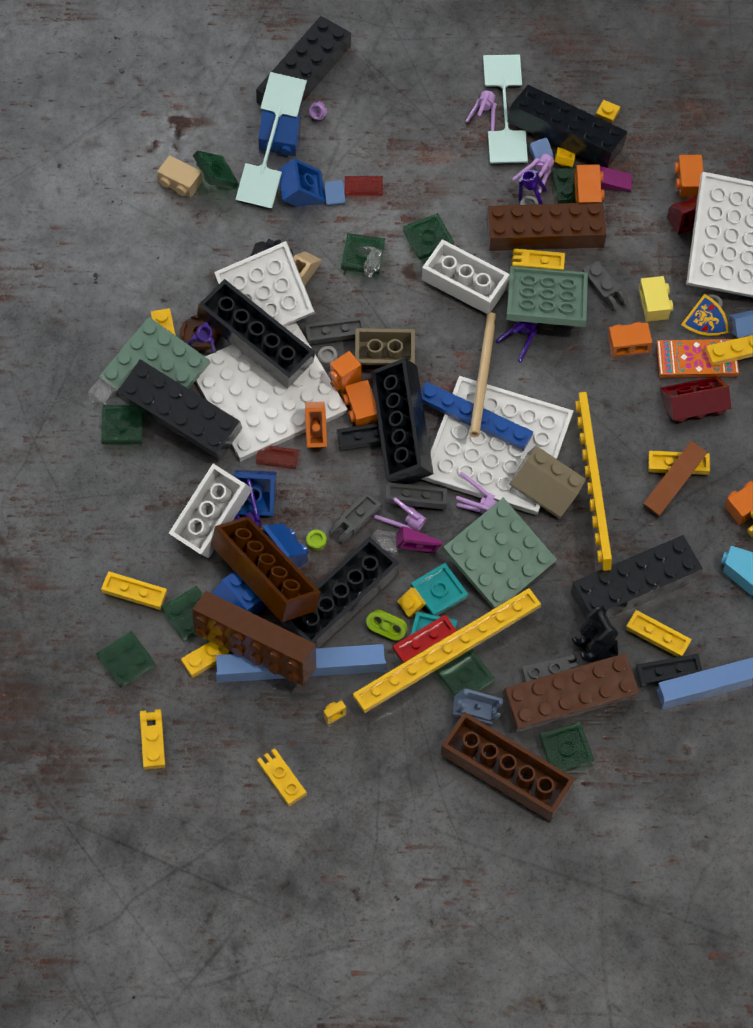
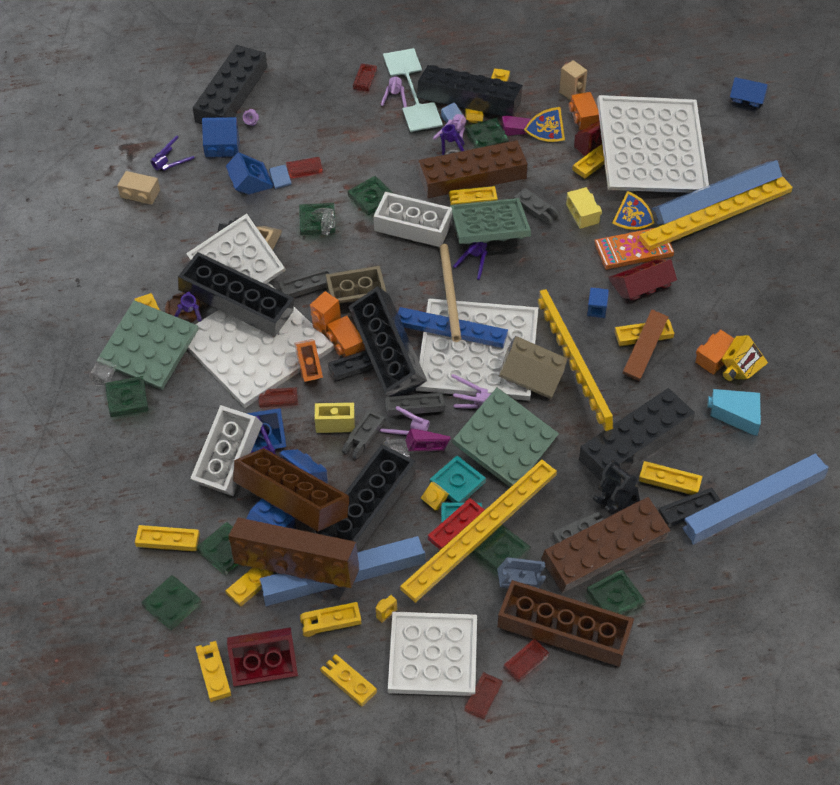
camera: 10 degrees left, 10 degrees down
(180, 409) = (178, 370): black brick -> none
(202, 735) = (262, 656): none -> dark red slope
(210, 146) = (160, 159): none -> dark purple plant
(215, 170) = (170, 176): clear green plate -> none
(277, 710) = (330, 618): none -> yellow plate
(282, 97) = (213, 180): light aqua hinge -> none
(316, 540) = (331, 460): lime tile -> none
(327, 355) = (303, 305): light grey tile -> none
(329, 494) = (334, 417): none -> light yellow brick
(369, 768) = (433, 654): none -> white plate
(387, 626) = (417, 520): lime plate -> none
(409, 821) = (484, 696): none -> clear red tile
(456, 82) = (364, 77): none -> clear red tile
(460, 795) = (526, 660): none -> clear red tile
(588, 184) = (500, 127): orange brick -> none
(629, 339) = (571, 243): orange brick -> none
(638, 417) = (597, 302): none -> blue brick
(641, 188) = (547, 125): none -> shield
(676, 244) = (590, 162): none -> yellow hinge
(686, 136) = (572, 79): none -> tan brick

